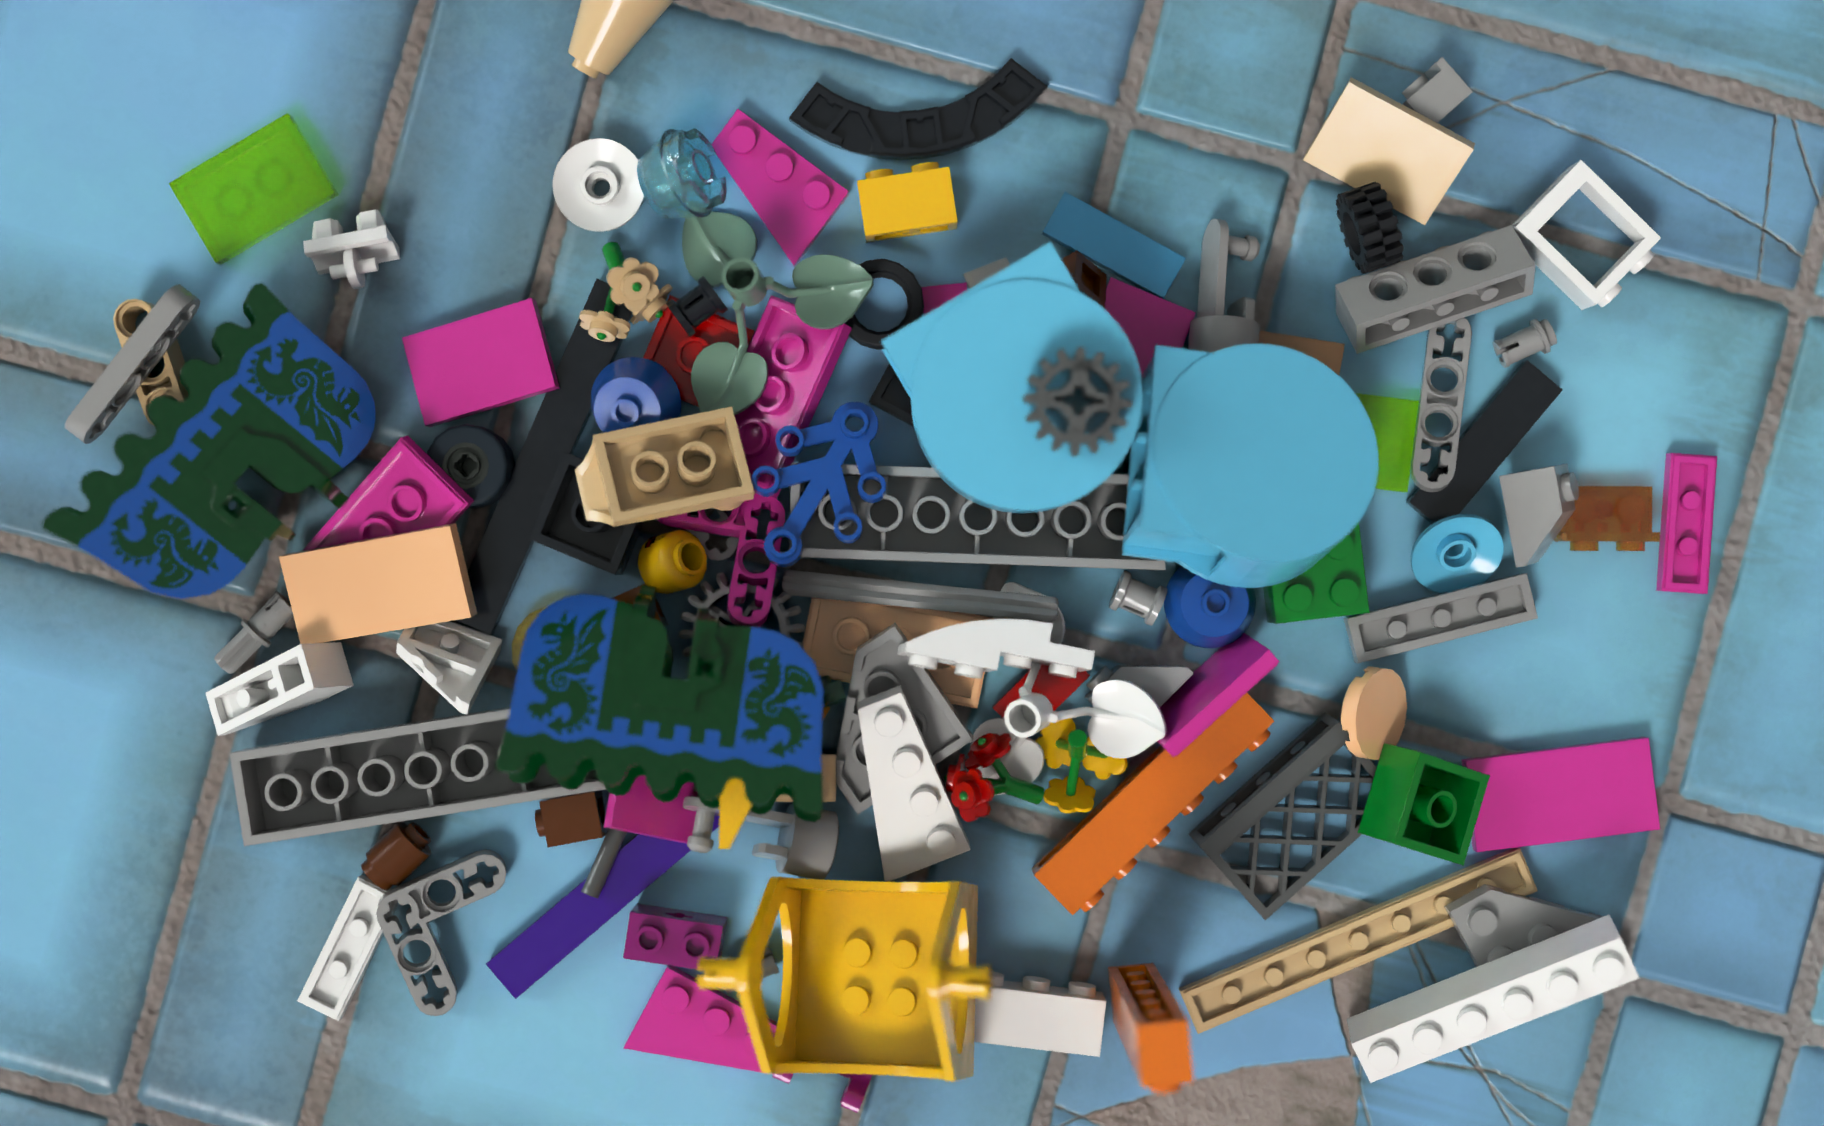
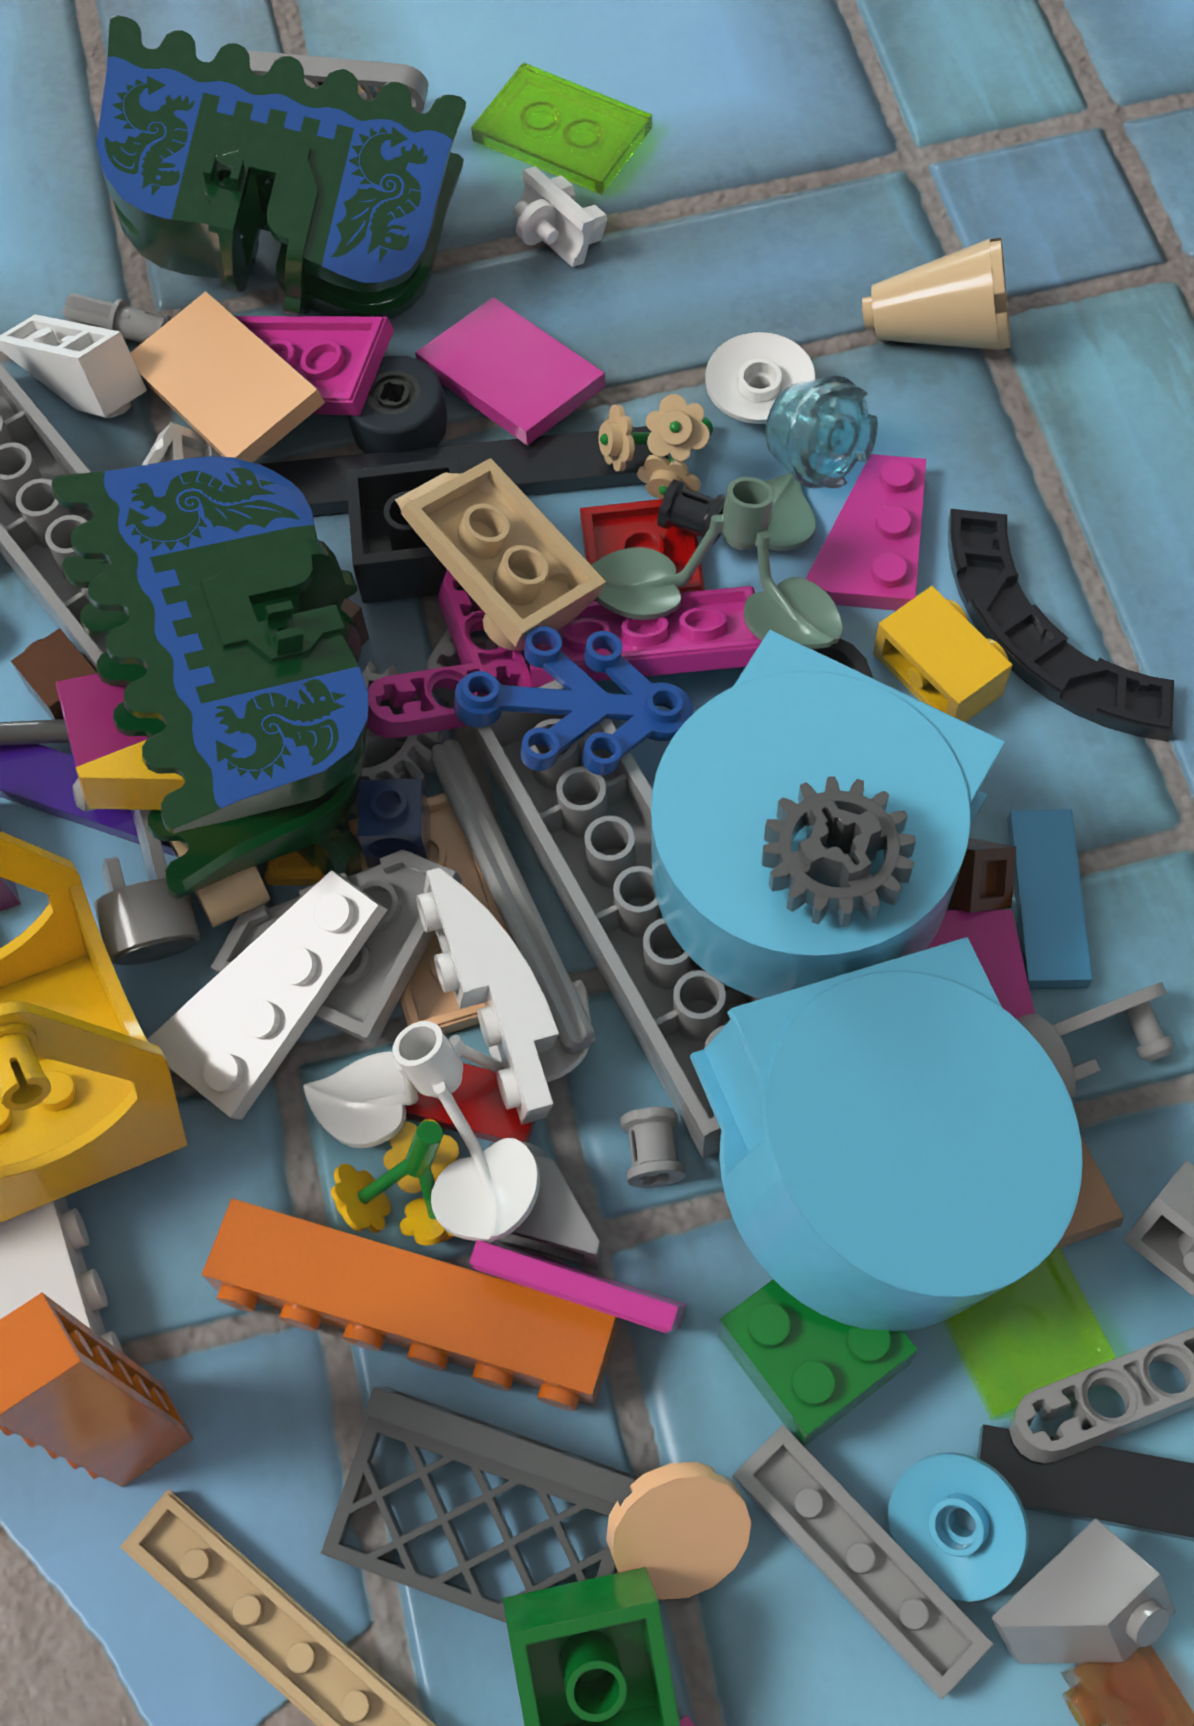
camera: 70 degrees right, 25 degrees down
(634, 394) = (567, 496): blue cone -> none
(672, 561) = (401, 629): yellow head -> none
(831, 645) = (393, 818): none -> dark blue brick
(974, 792) = (311, 1054): red plant -> none
(1207, 611) = (691, 1243): blue cone -> none

